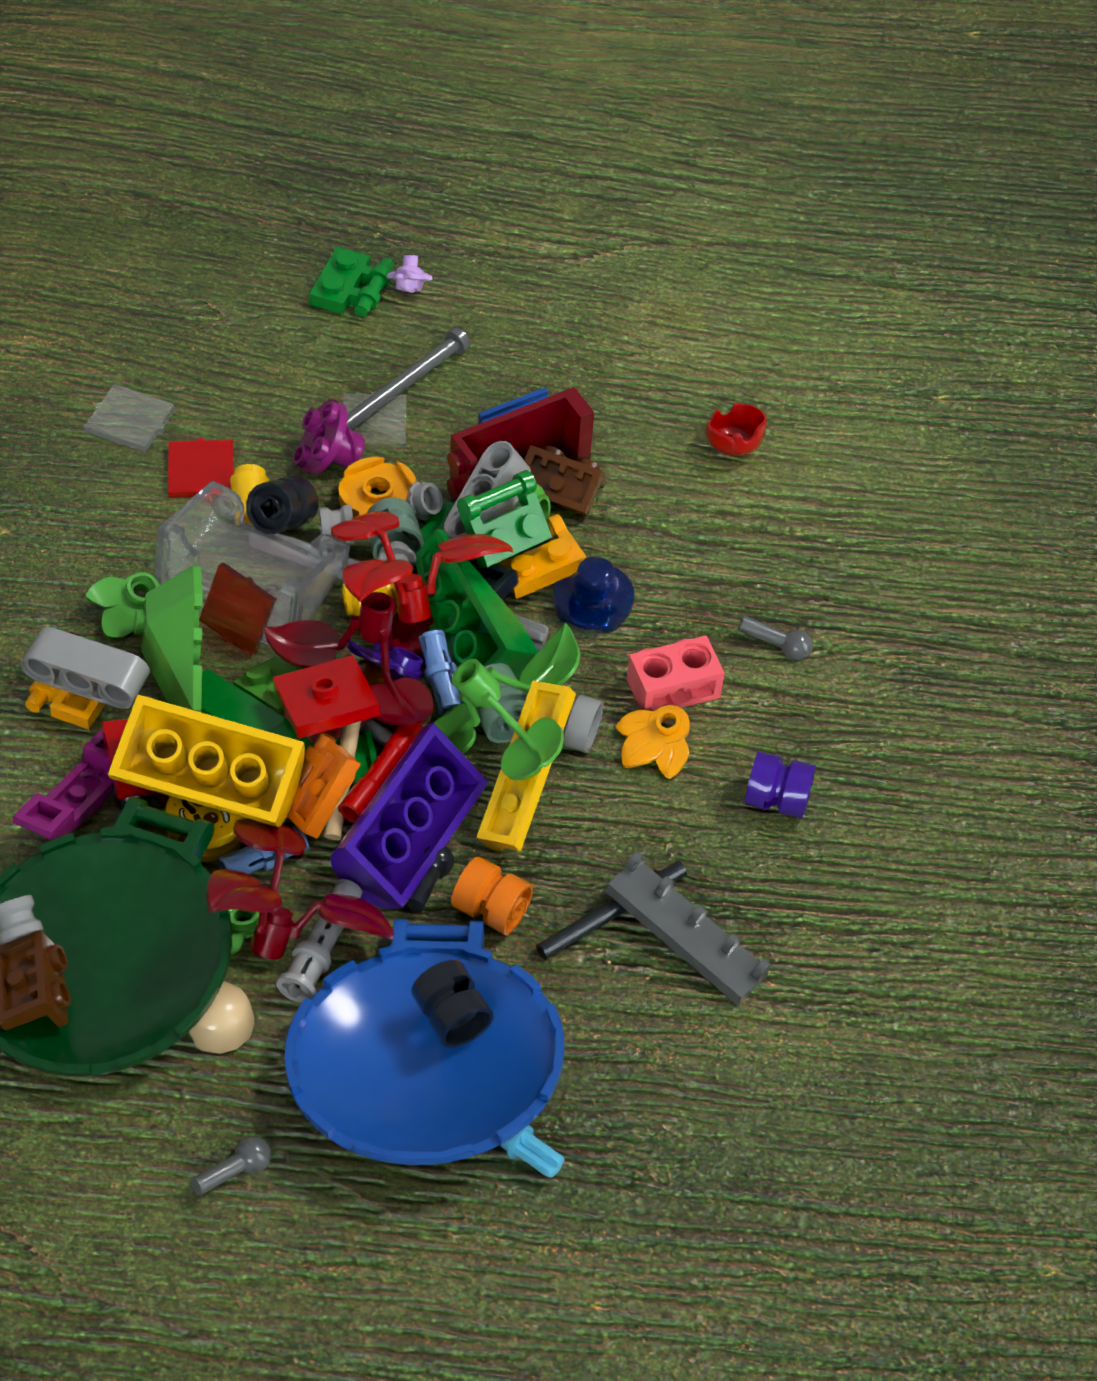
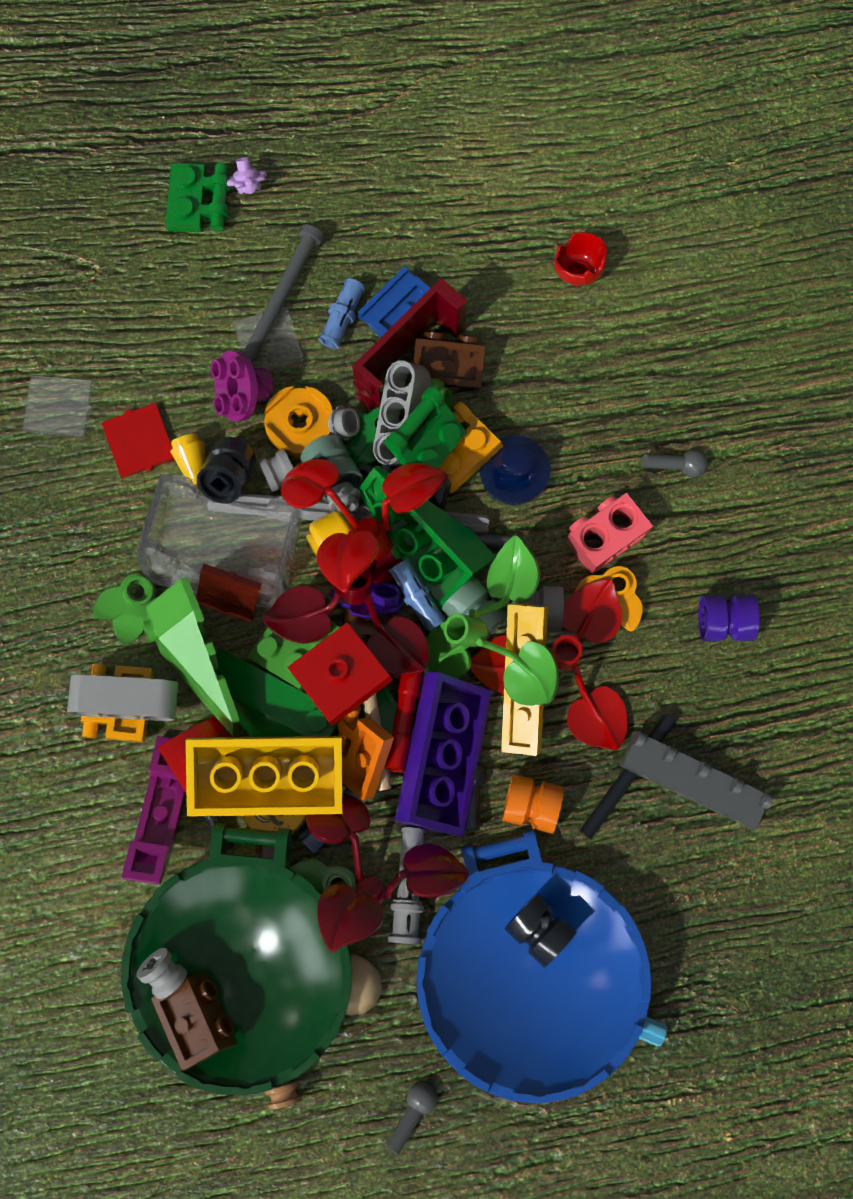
camera: 15 degrees left, 25 degrees up
(96, 1095) = (284, 1095): none -> medium nougat bush
(446, 425) = (341, 313): none -> medium blue pin
(631, 745) = (597, 616): none -> red plant

